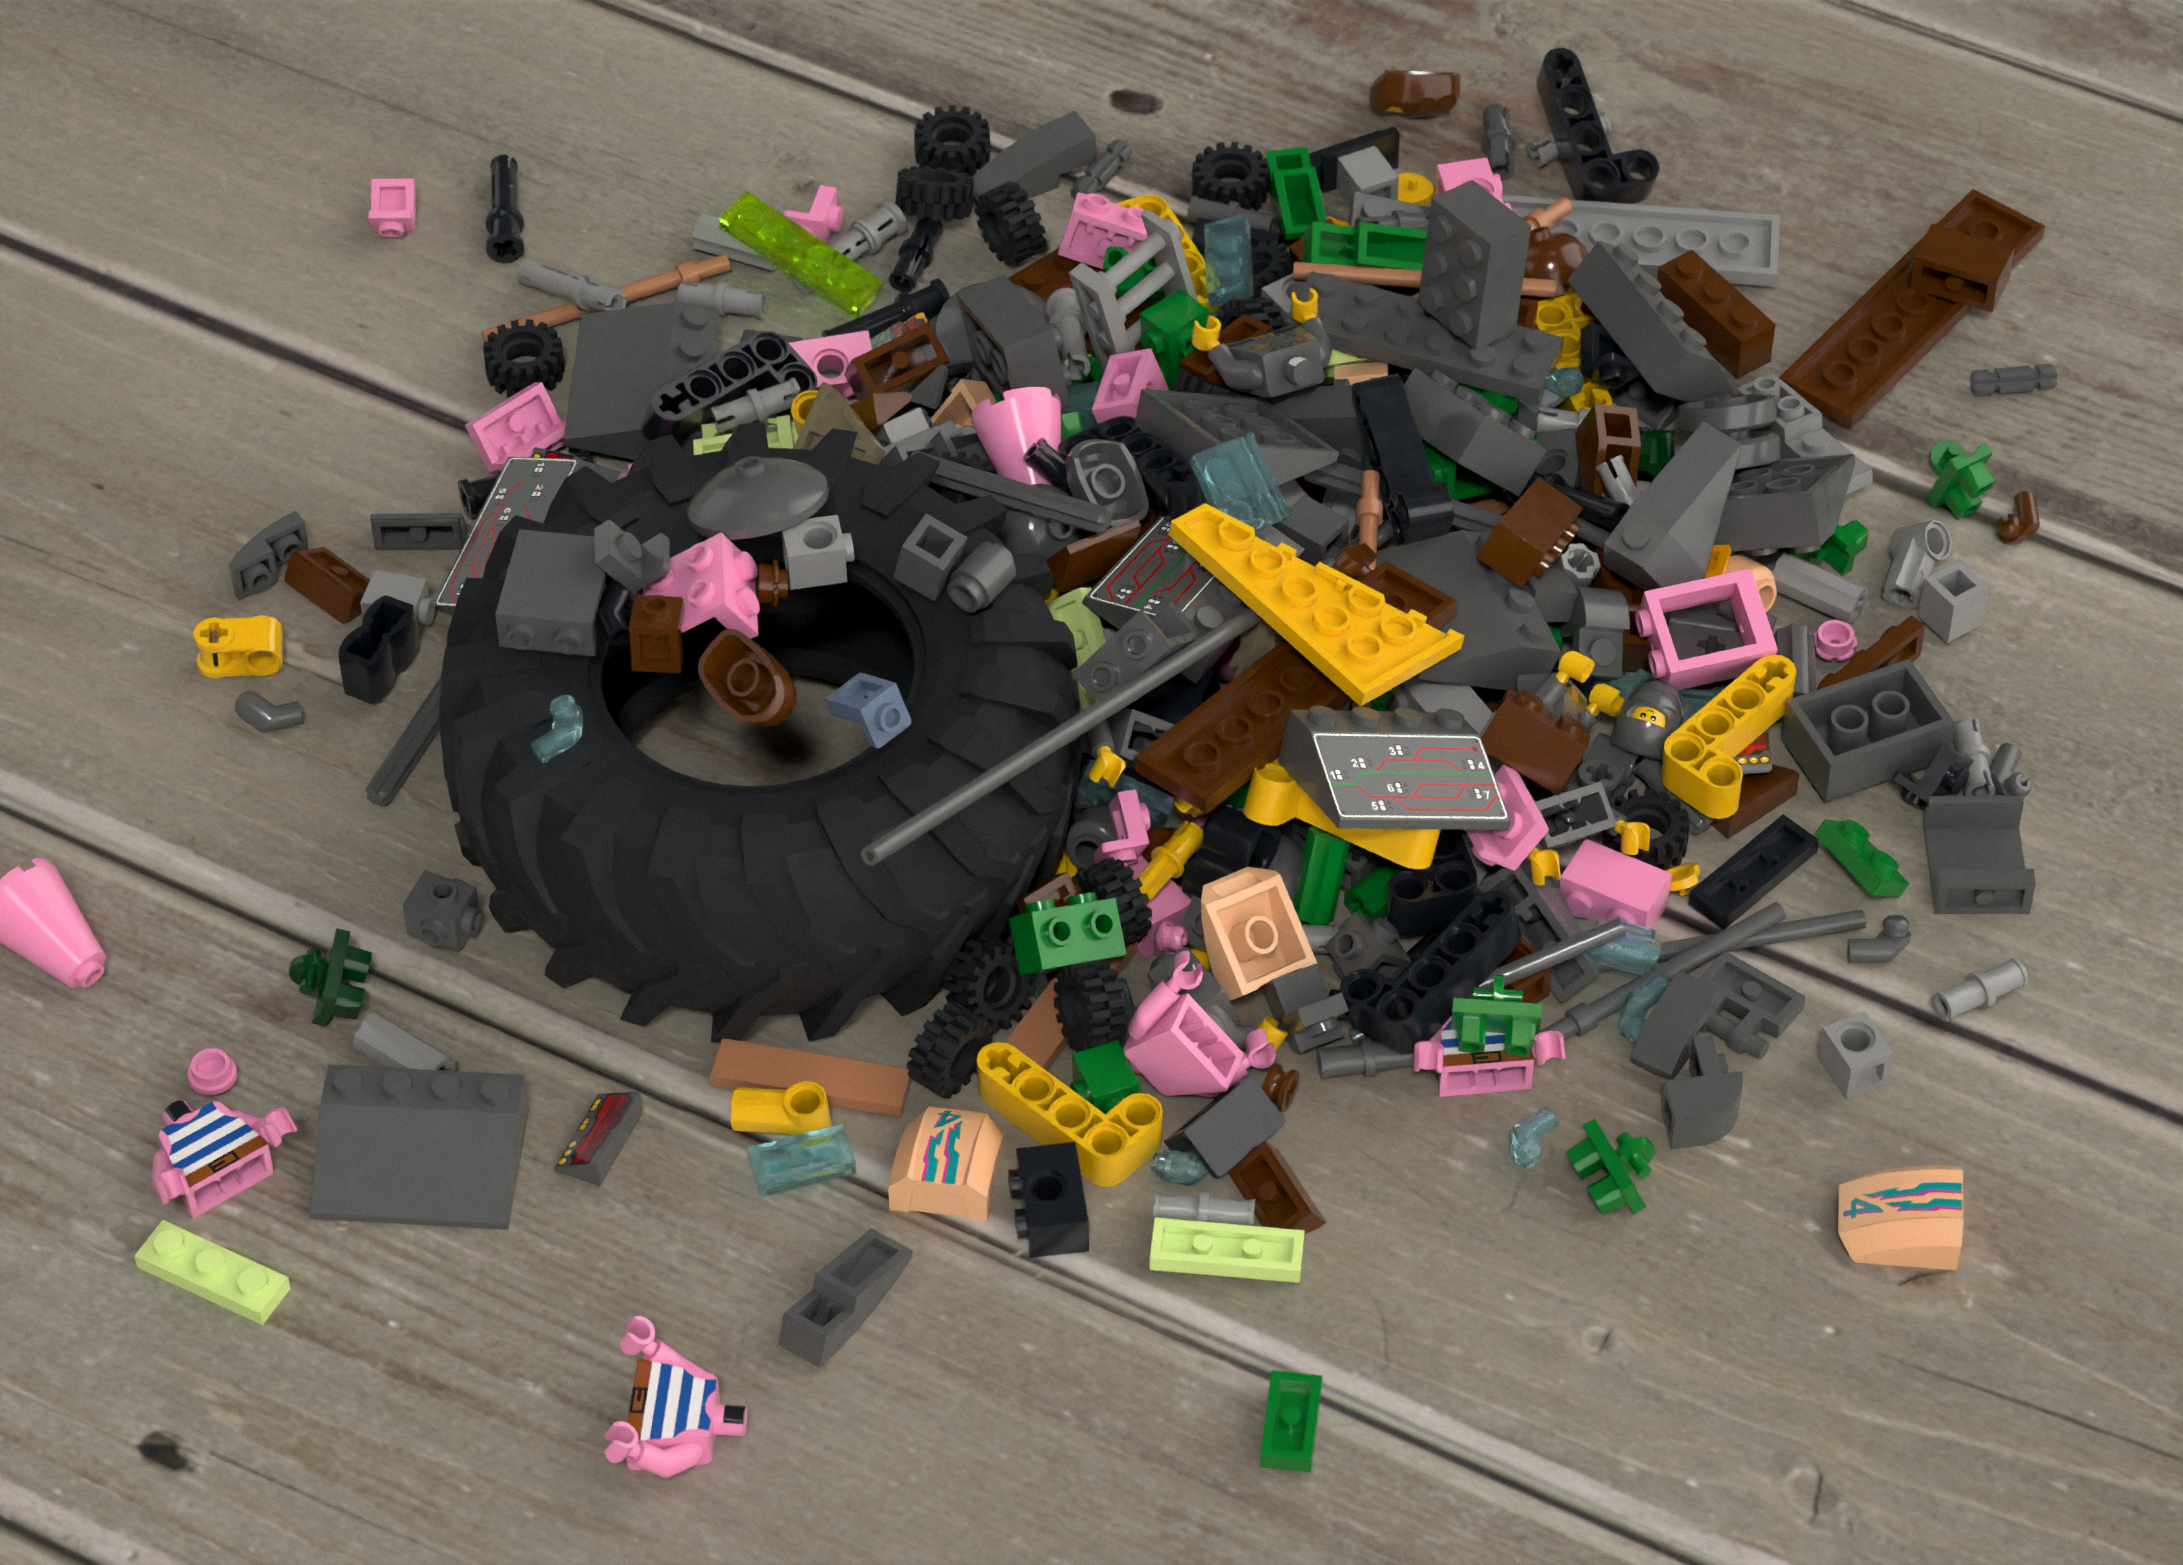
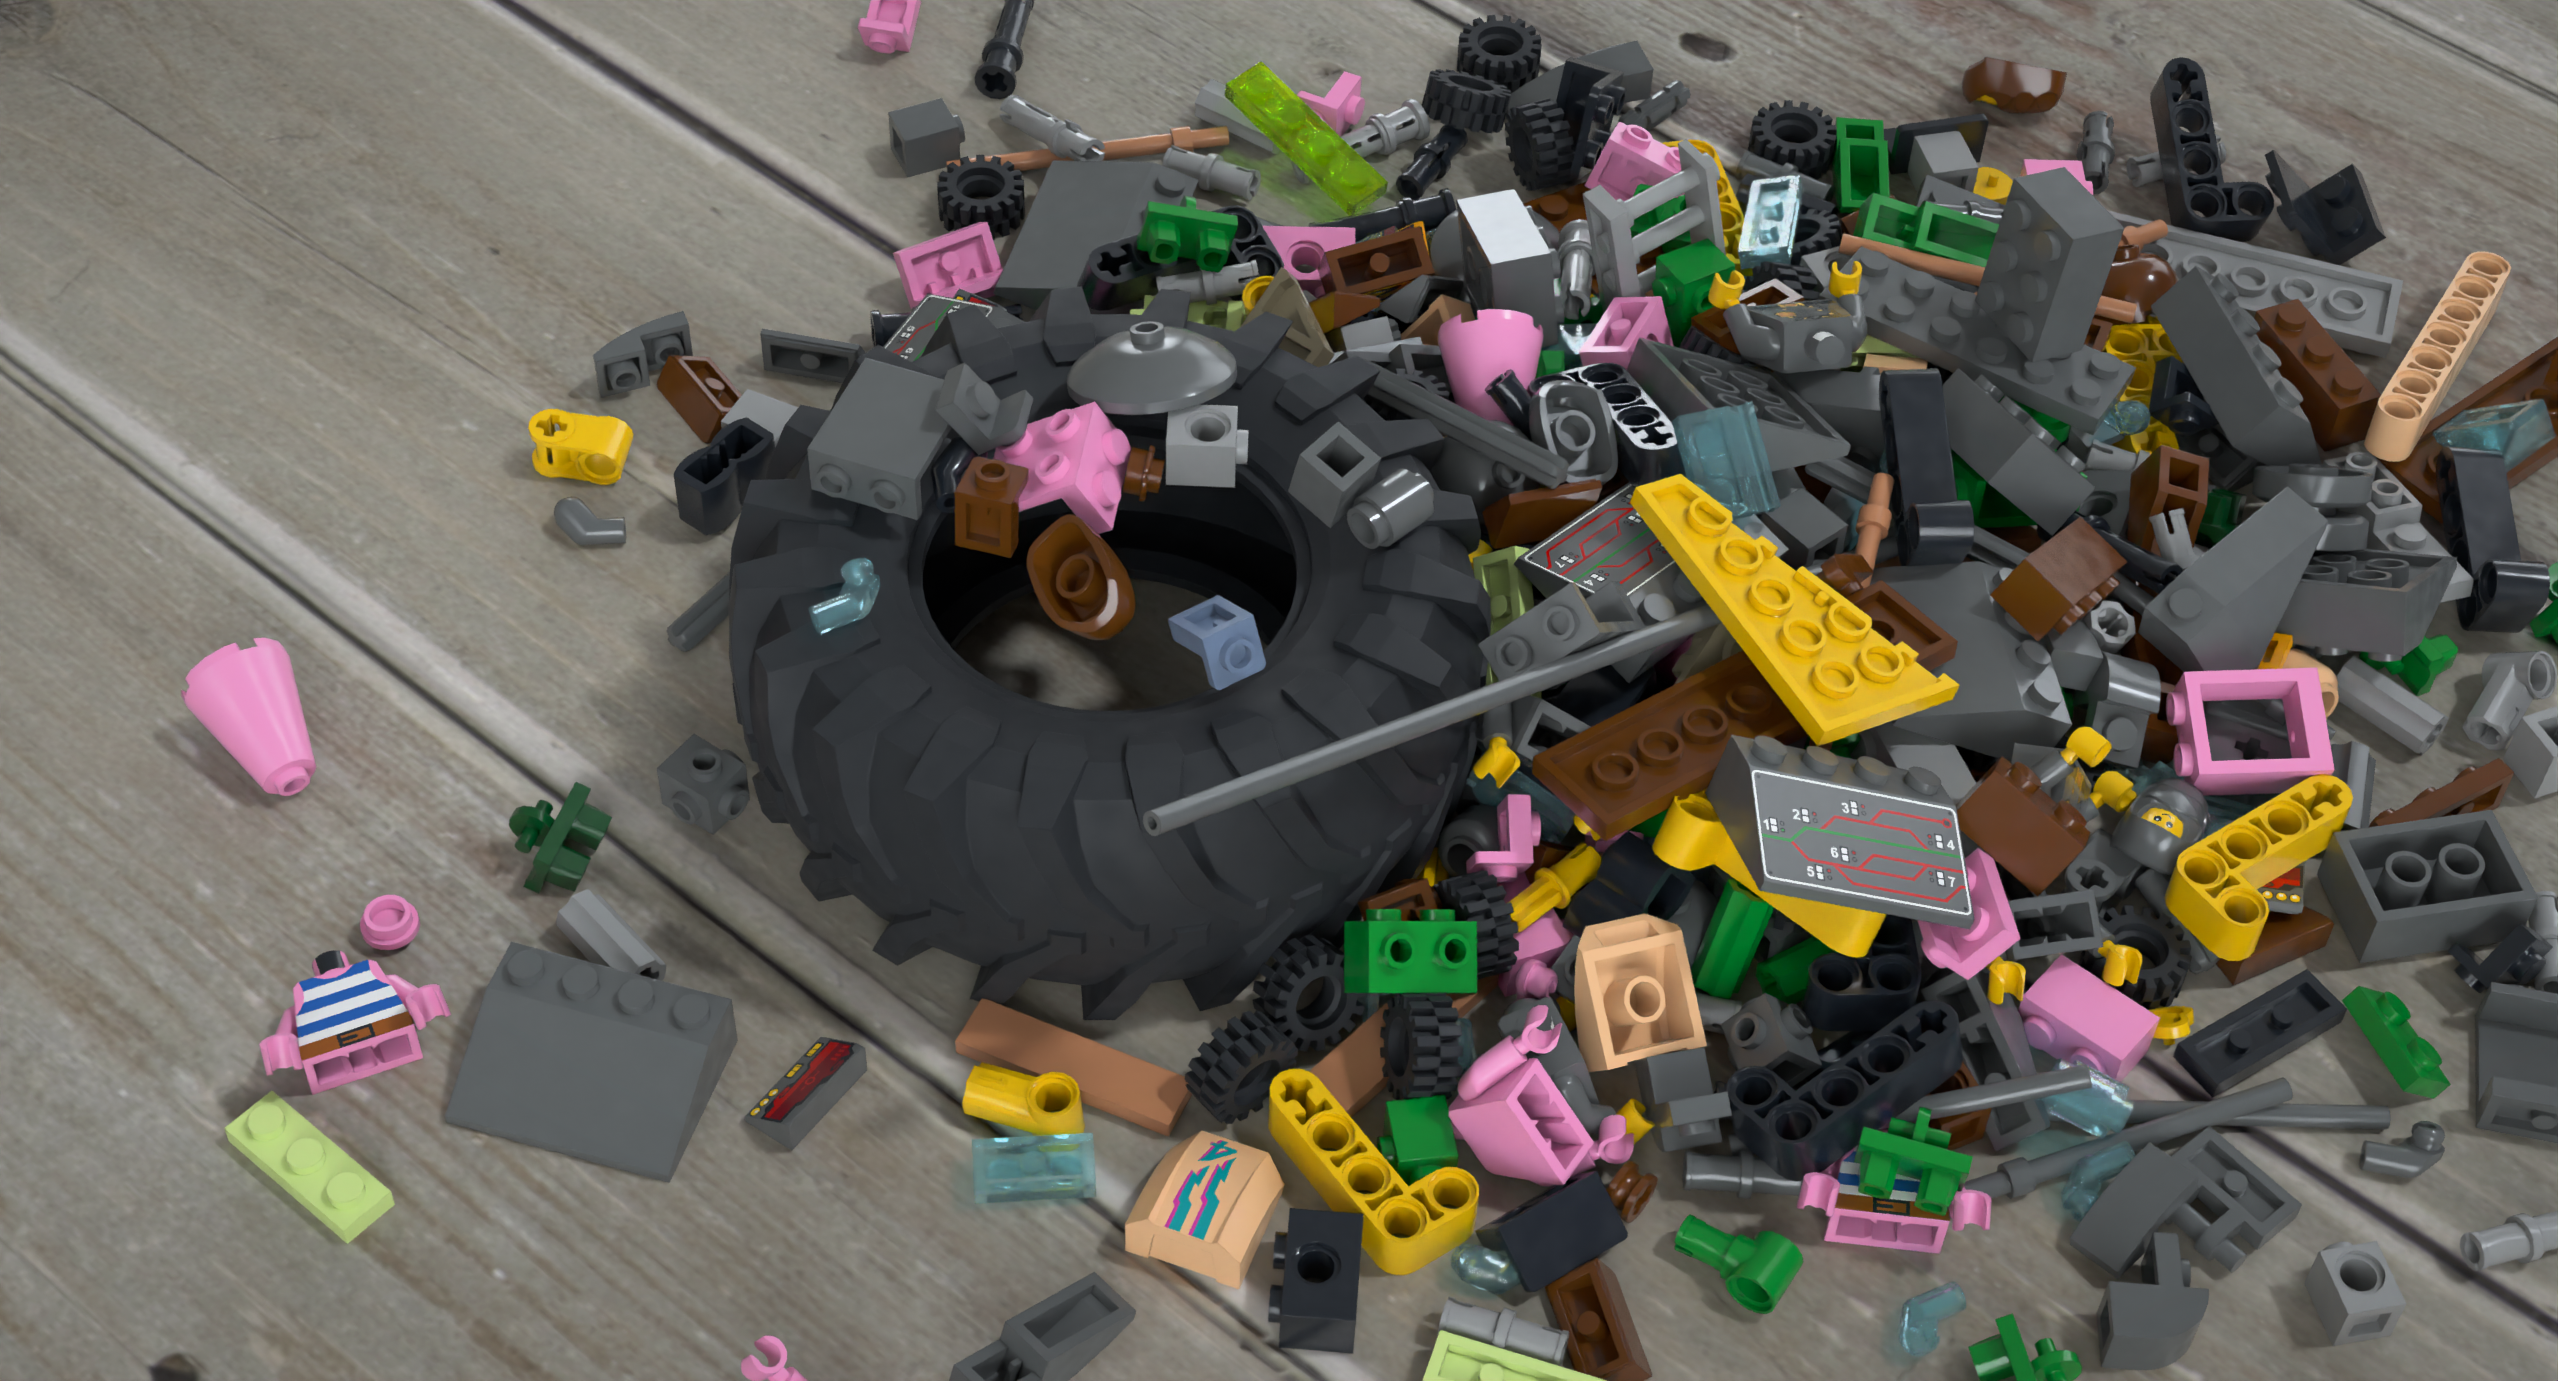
camera: 10 degrees right, 0 degrees up
(457, 312) = (925, 136): none -> dark grey brick
(731, 364) = (1187, 233): none -> green hips
(1046, 175) = (1589, 101): none -> black bracket
(1388, 1126) = (1754, 1269): none -> green pin
(1710, 166) = (2332, 216): none -> black bracket
(1817, 279) = (2437, 357): none -> light nougat beam
(1835, 641) = (2399, 771): bright pink plate -> none
(1876, 341) = (2512, 428): none -> clear light blue slope
(1877, 435) = (2485, 541): none -> black beam

